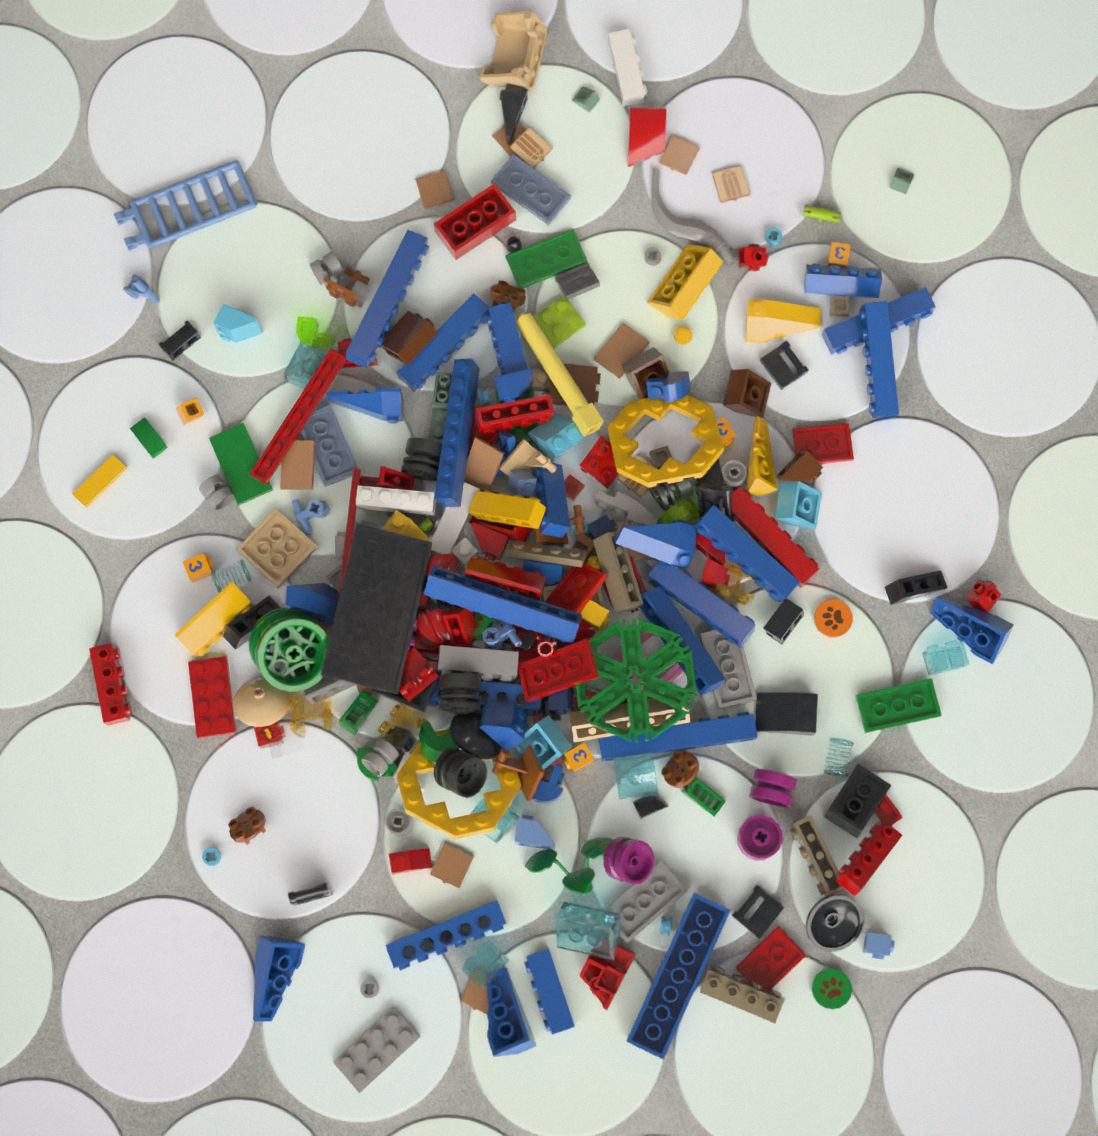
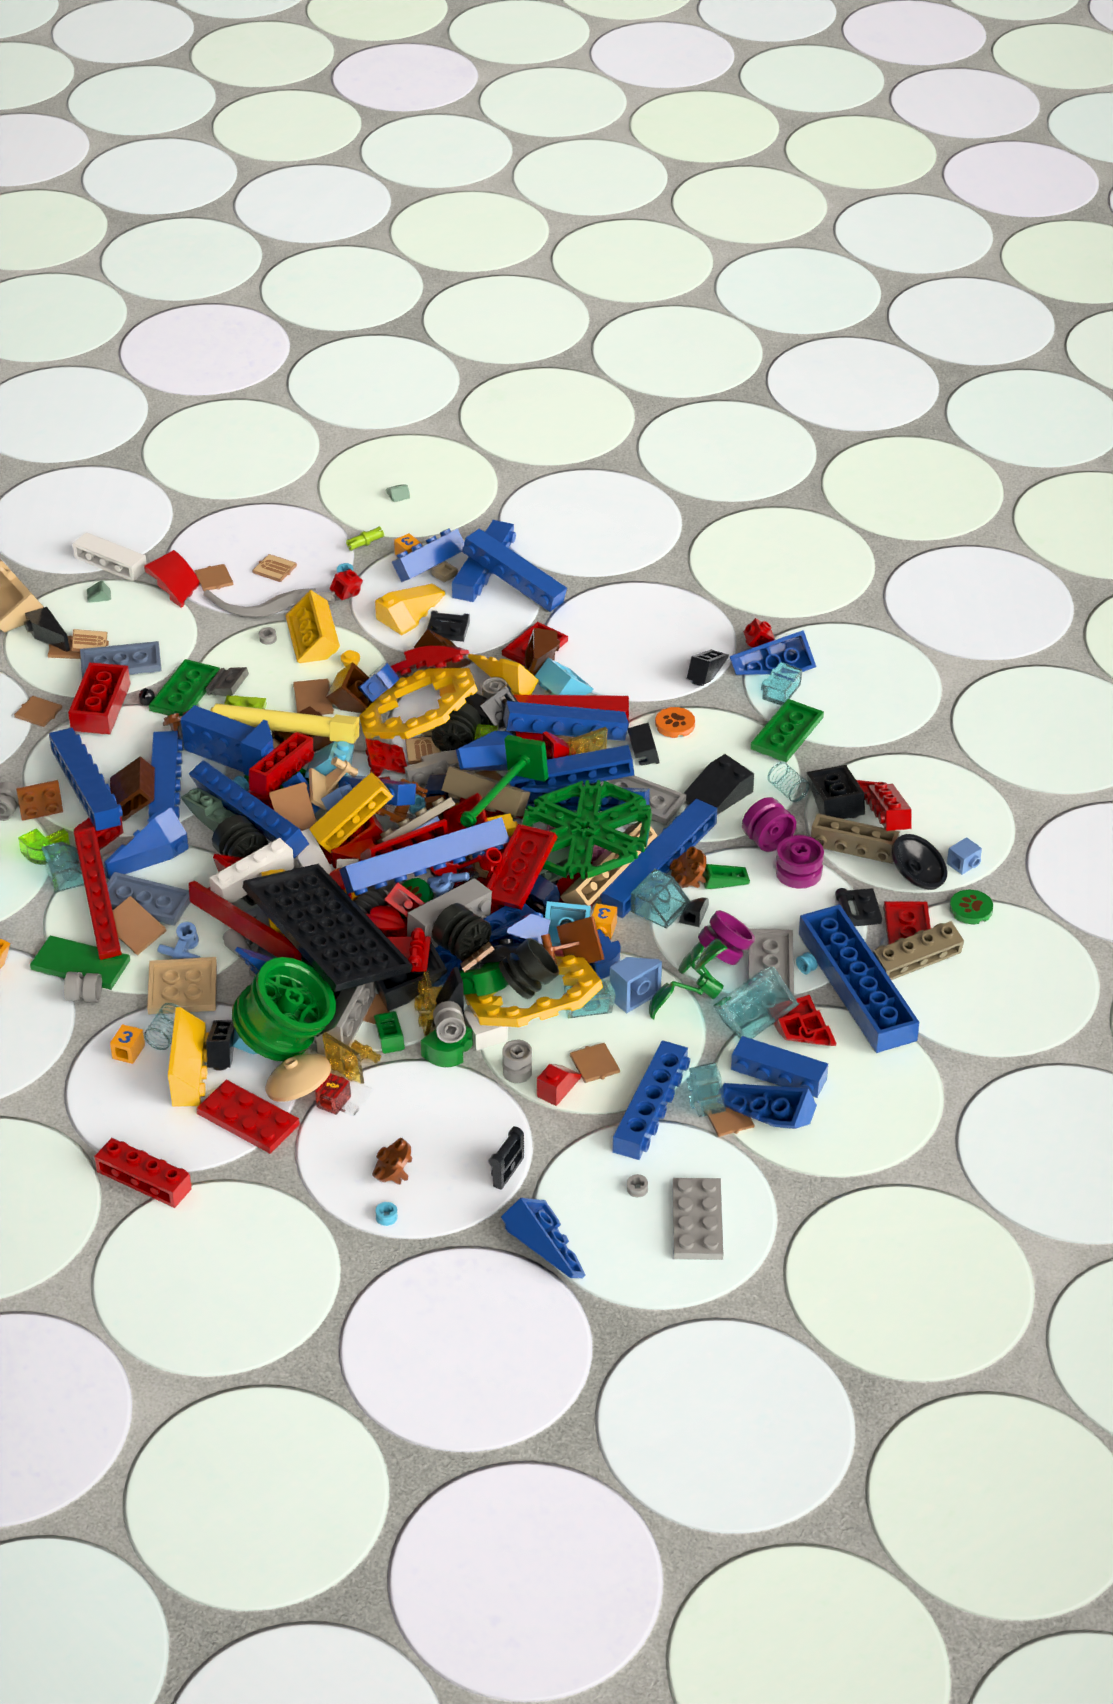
camera: 50 degrees left, 35 degrees down
(446, 725) = (477, 956): none -> piece
(664, 575) = (524, 759): none -> green tile
(723, 400) = (429, 657): none -> red slope

